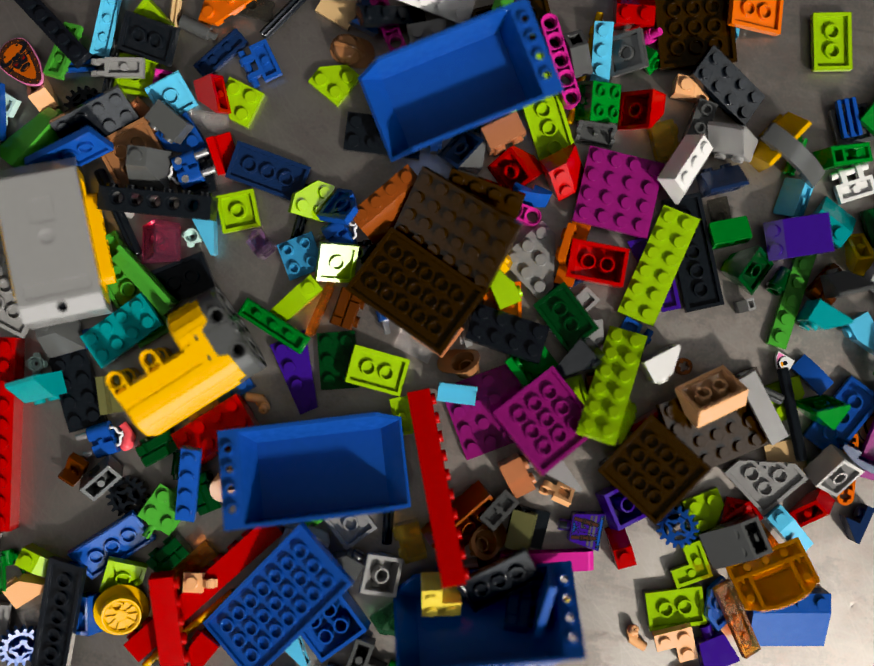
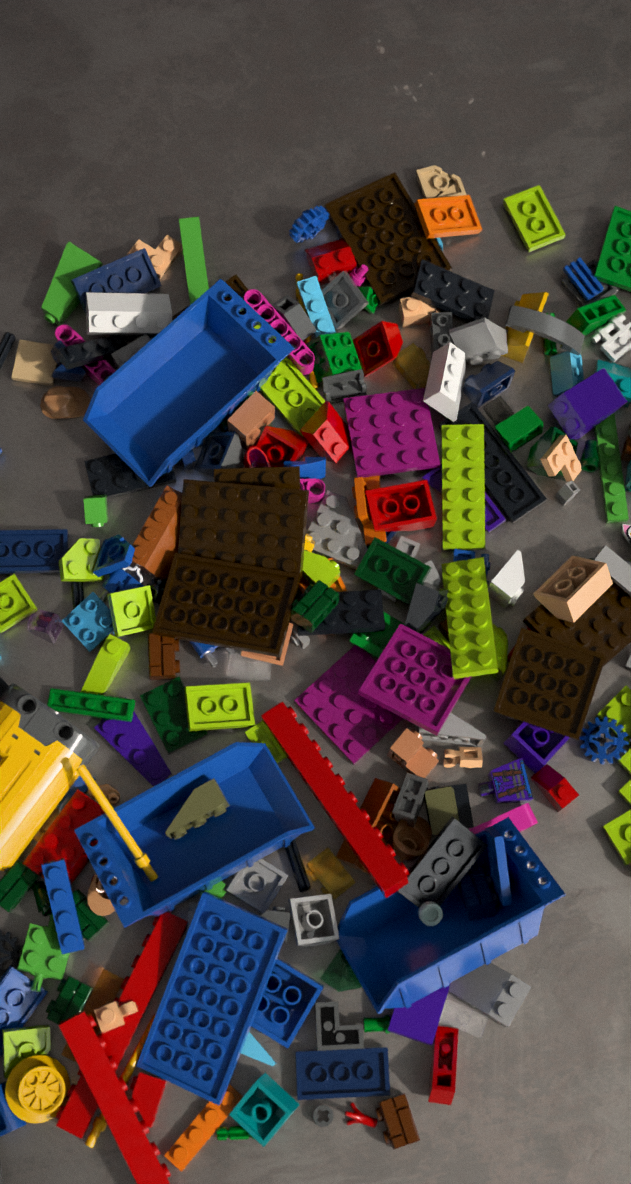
camera: 30 degrees left, 15 degrees down
(263, 472) = (141, 859): none -> yellow bar
(320, 309) = (134, 661): clear orange tile -> none
(328, 448) = (201, 804): none -> olive slope
(334, 82) = (59, 438): lime plate -> none
(340, 160) = (96, 510): none -> bright green brick
(438, 600) = (382, 916): light yellow brick -> none
(457, 393) = (313, 694): medium azure panel -> none
(460, 362) = (306, 663): medium nougat piece -> none
(474, 611) = (430, 913): none -> light aqua tile
(487, 323) = (314, 606): none -> dark green brick
(492, 170) = (255, 458): none -> rock
(633, 638) = (612, 880): light nougat arm -> none
(688, 364) = (530, 582): dark orange bush -> none
(753, 276) = (561, 457): none -> light nougat plate

